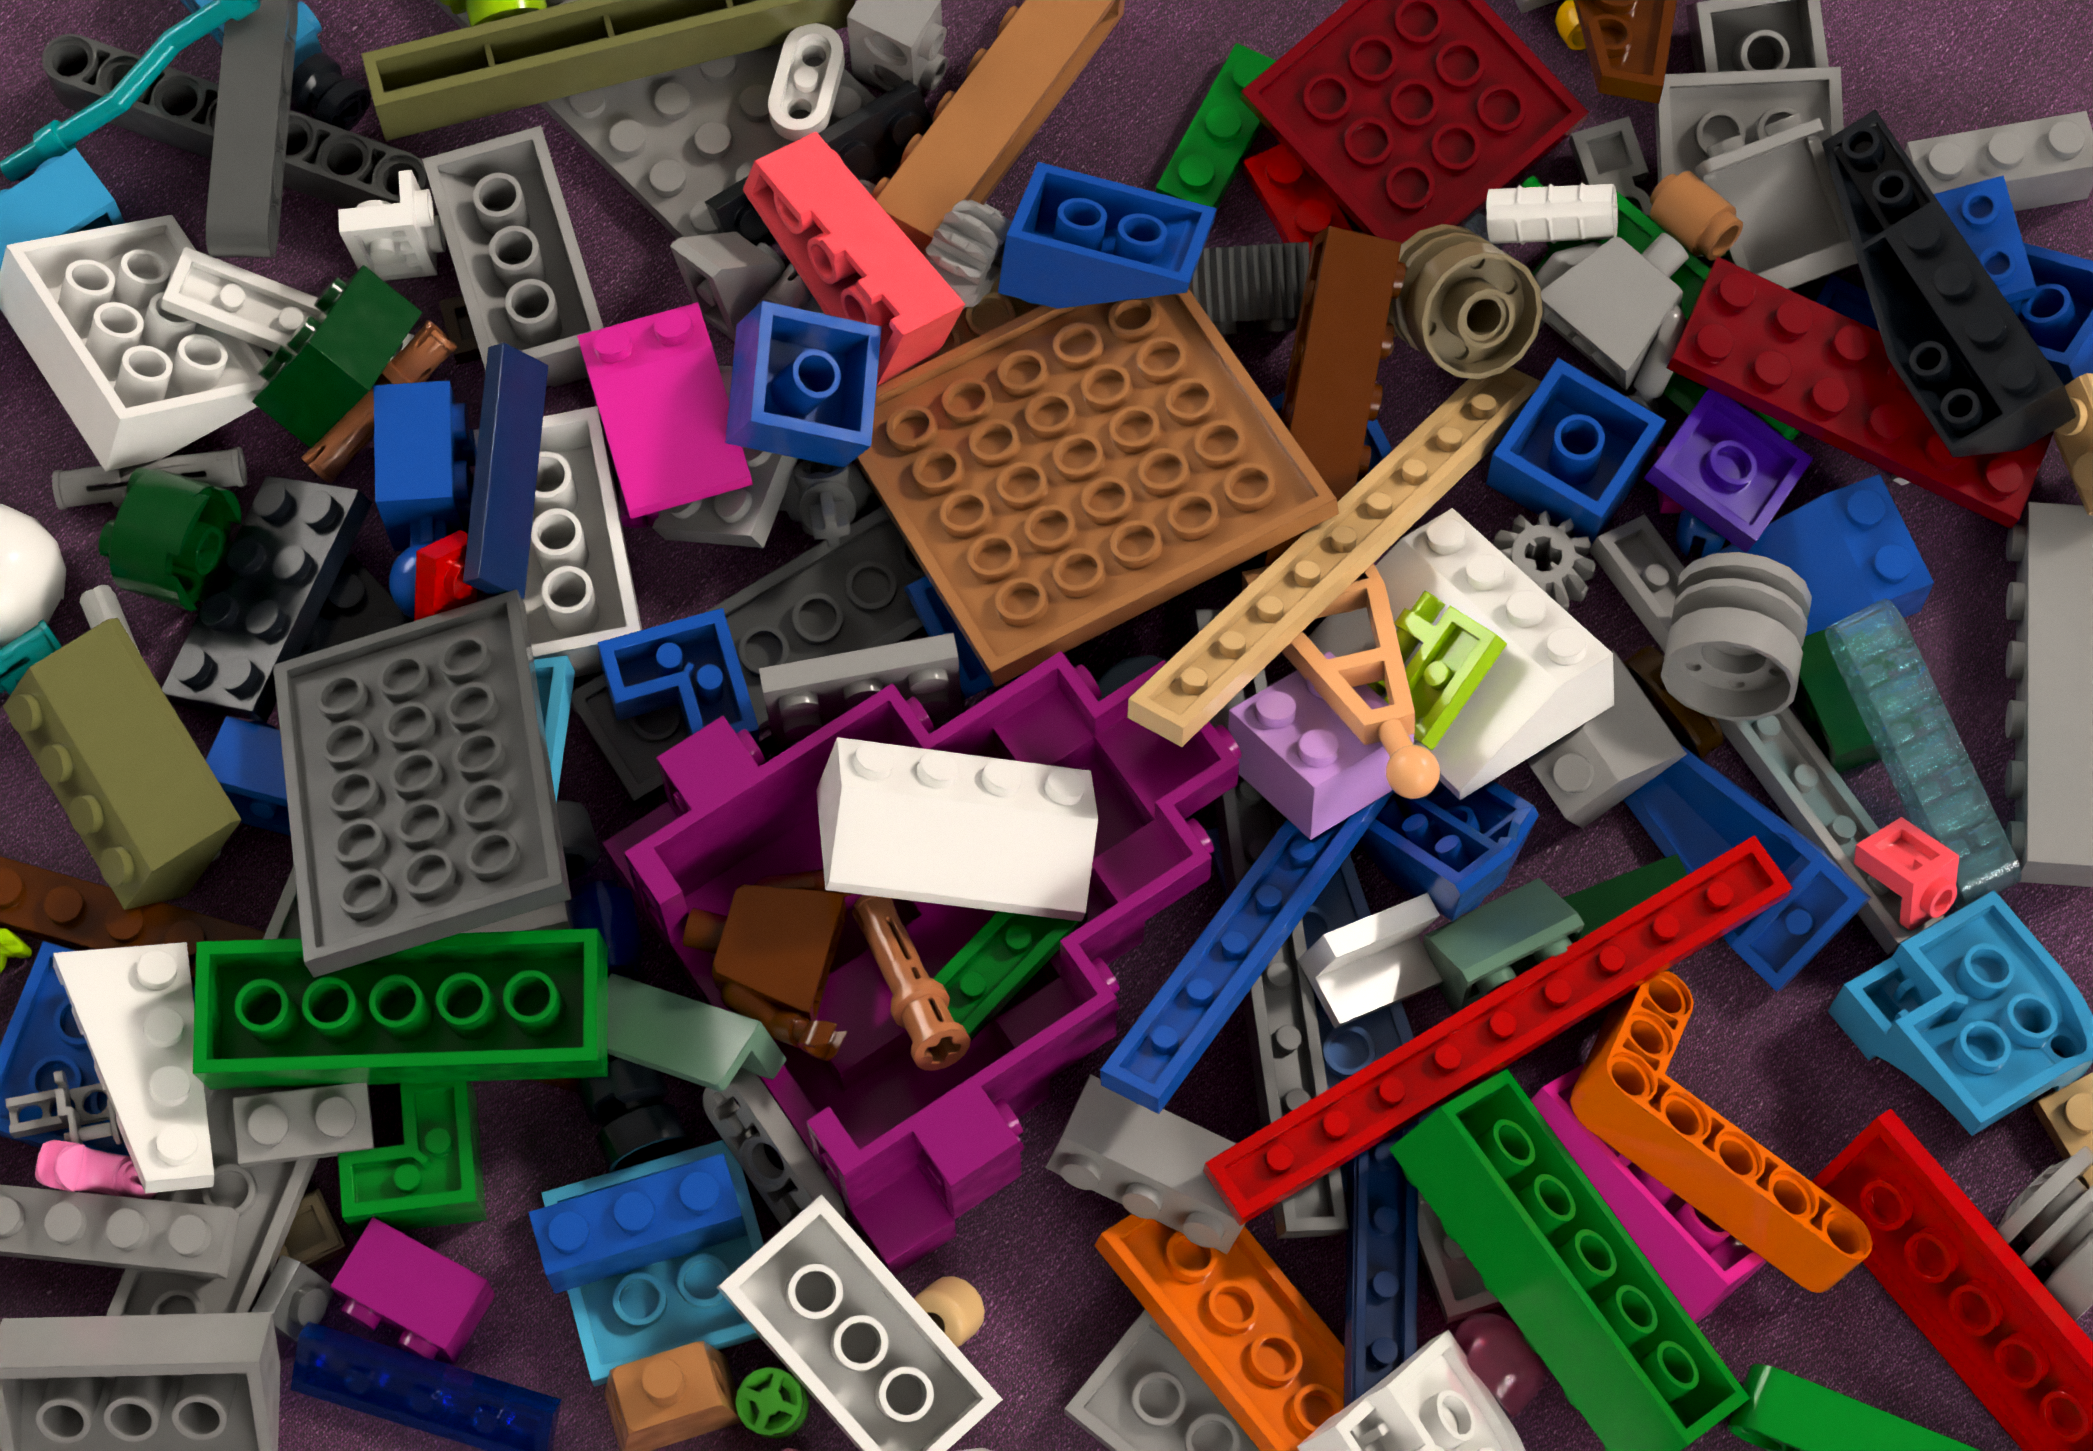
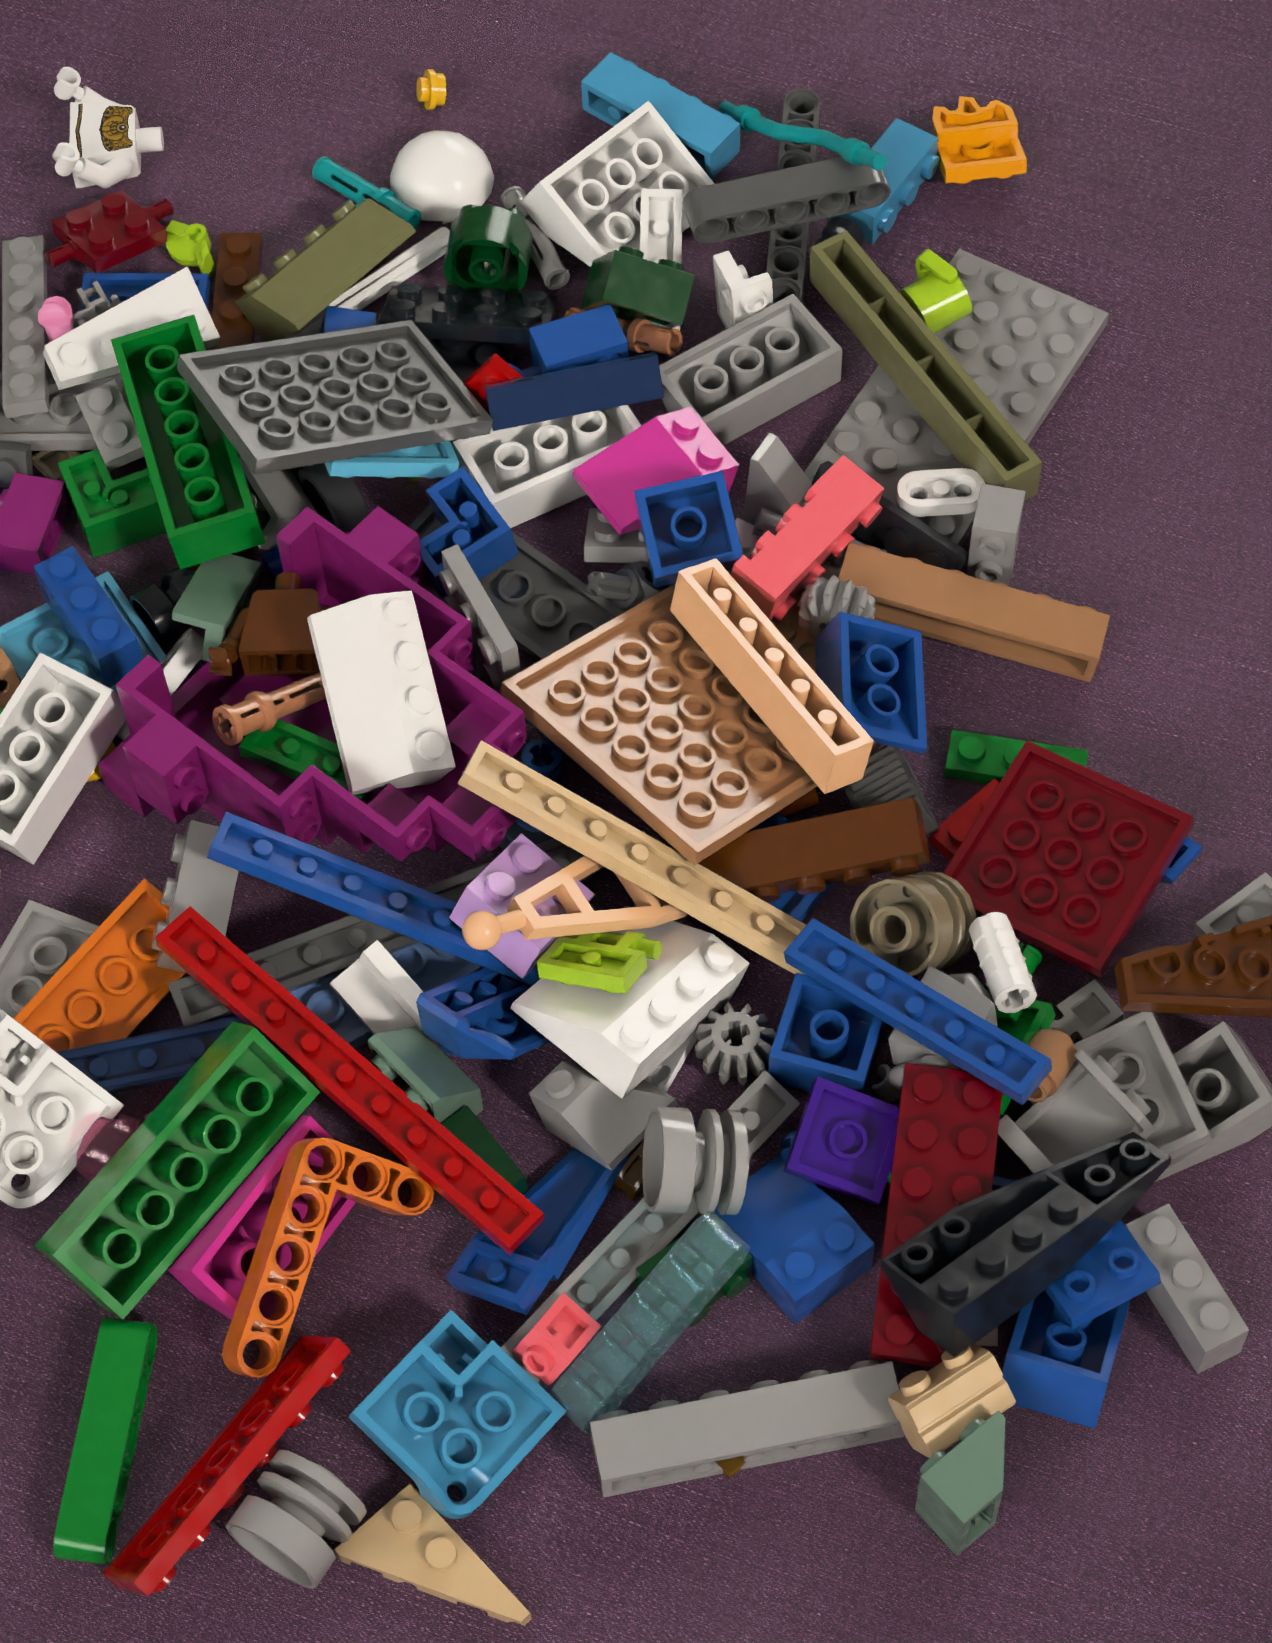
camera: 75 degrees right, 10 degrees down
(953, 1307) = (82, 818): tan piece -> none
(1074, 346) = (771, 676): none -> light nougat brick
(1610, 321) = (918, 1011): none -> blue plate

